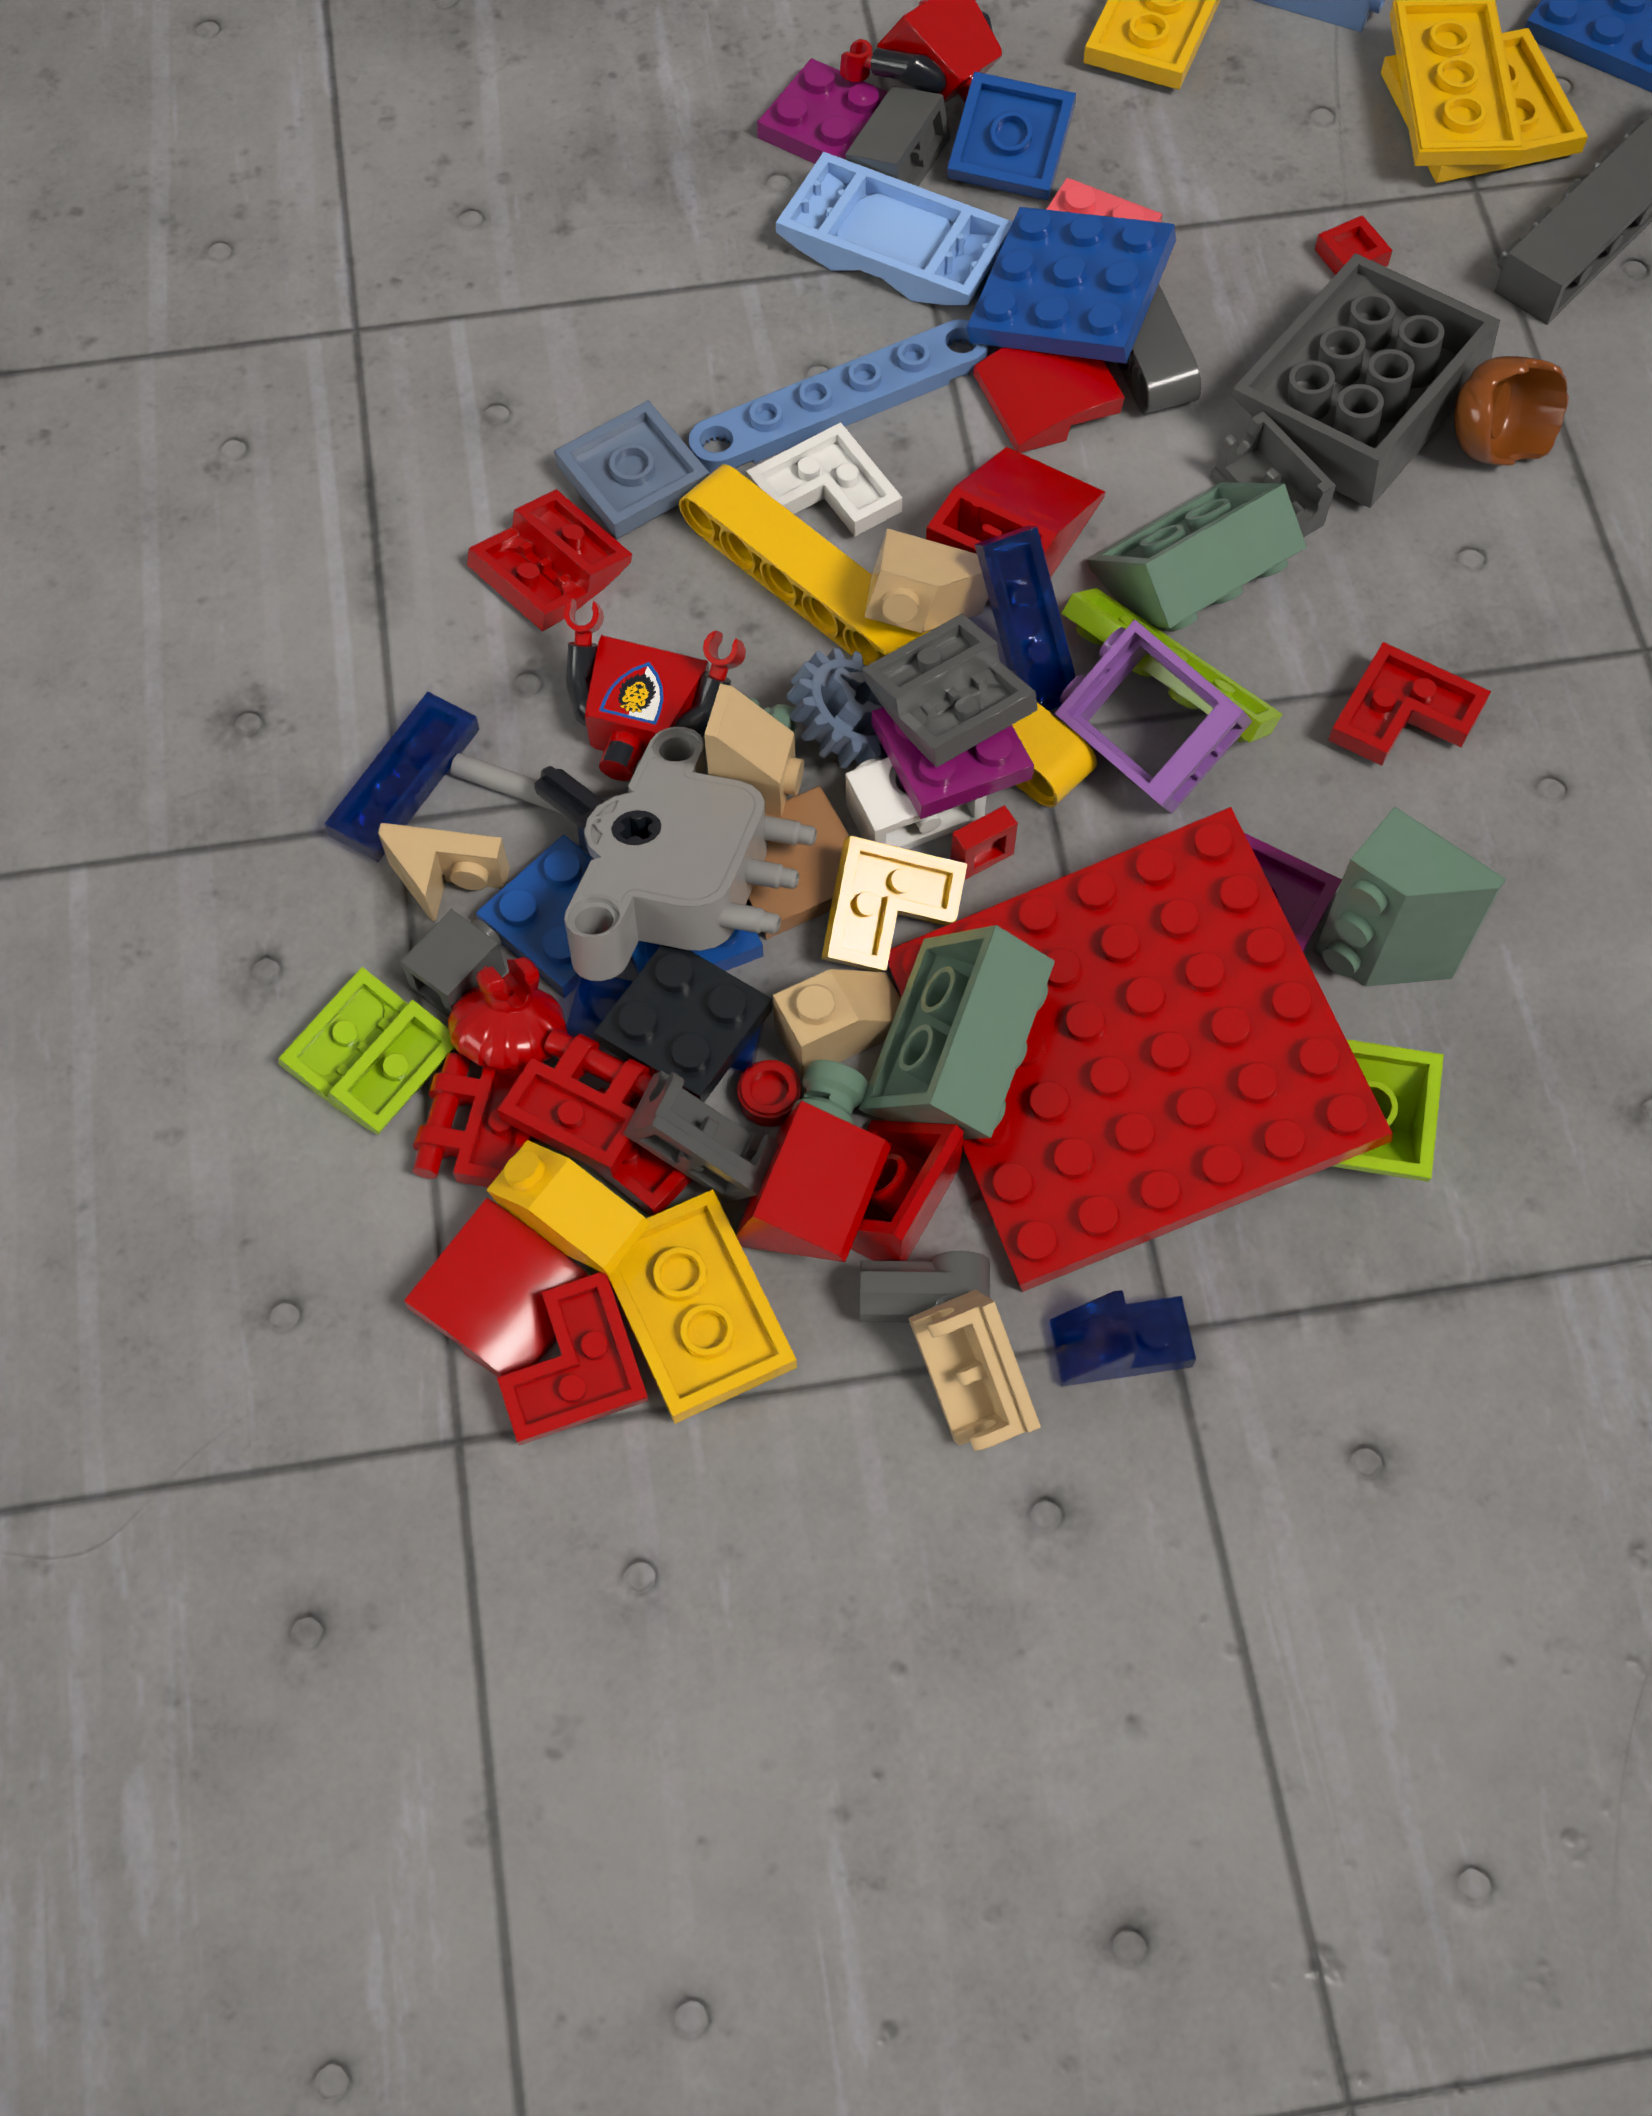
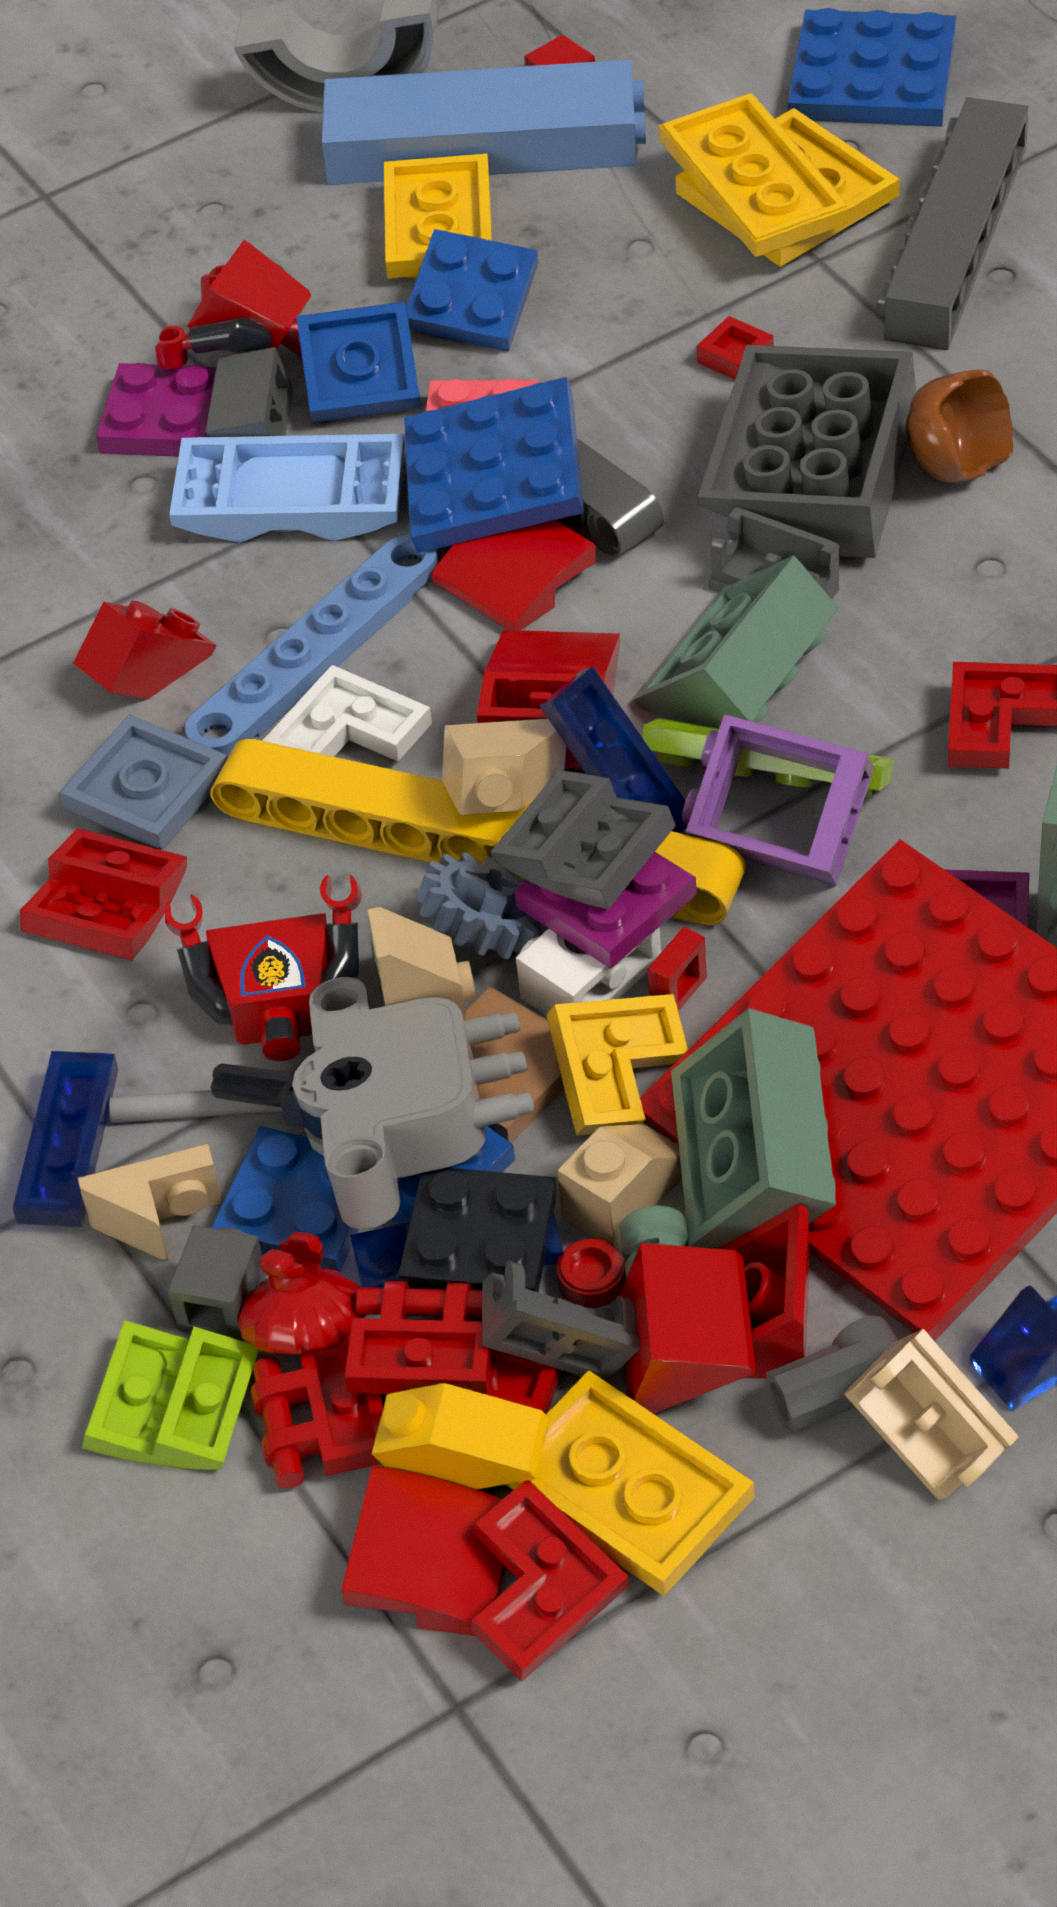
camera: 20 degrees left, 15 degrees down
(689, 342) = (141, 650): none -> red slope
(1146, 101) = (471, 289): none -> blue plate

